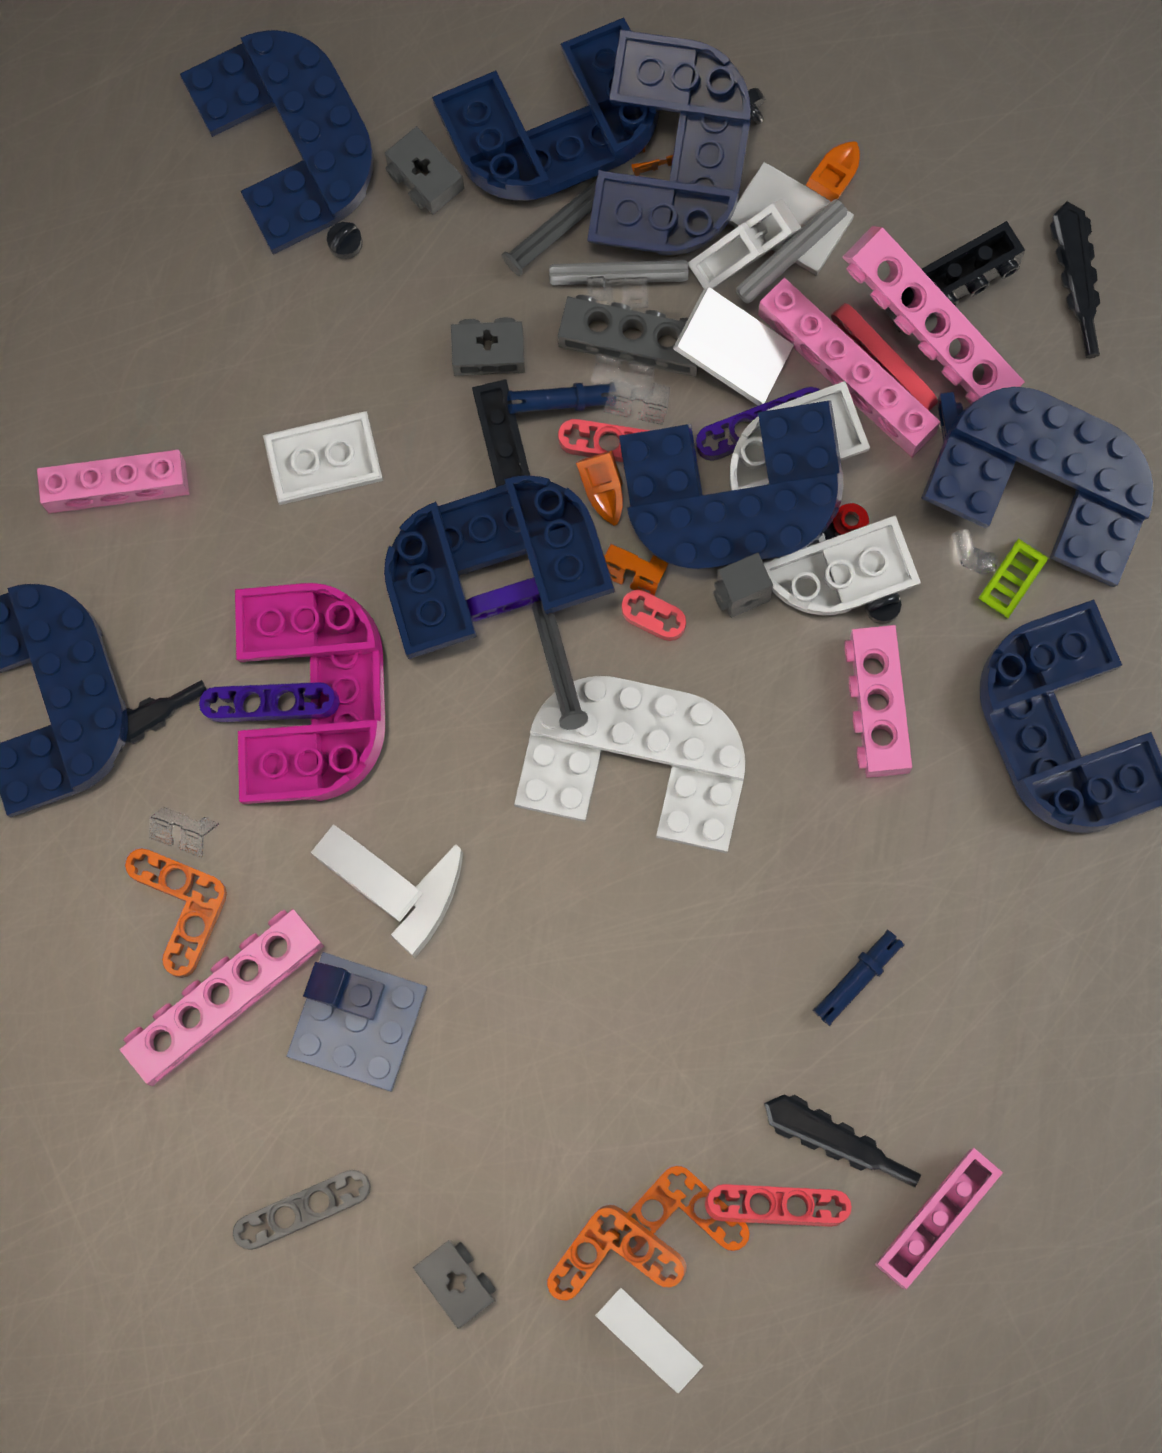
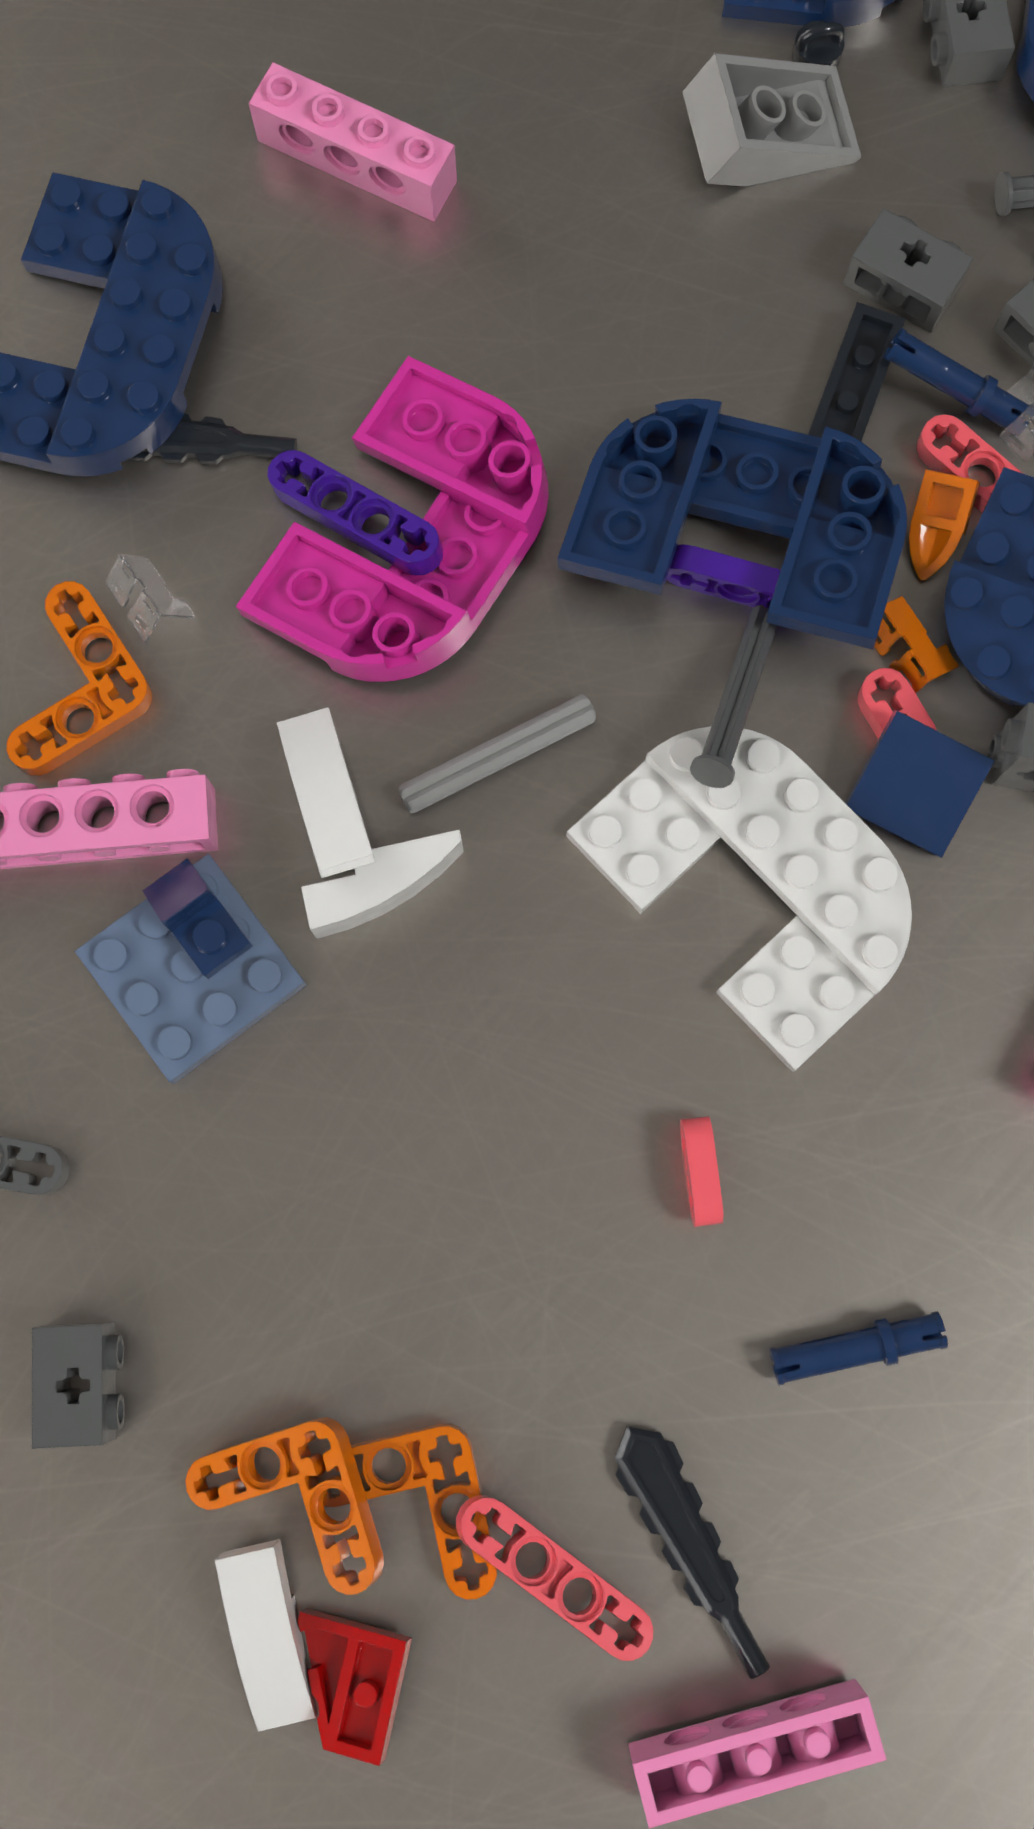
camera: 30 degrees right, 0 degrees up
(322, 458) = (620, 276): white tile -> none
(348, 307) = (768, 119): none -> light grey slope
(444, 786) = (497, 753): none -> light grey axle
(689, 647) = (918, 783): none -> dark blue tile
(711, 1332) = (355, 1681): none -> red wing
(713, 940) = (701, 1171): none -> coral beam

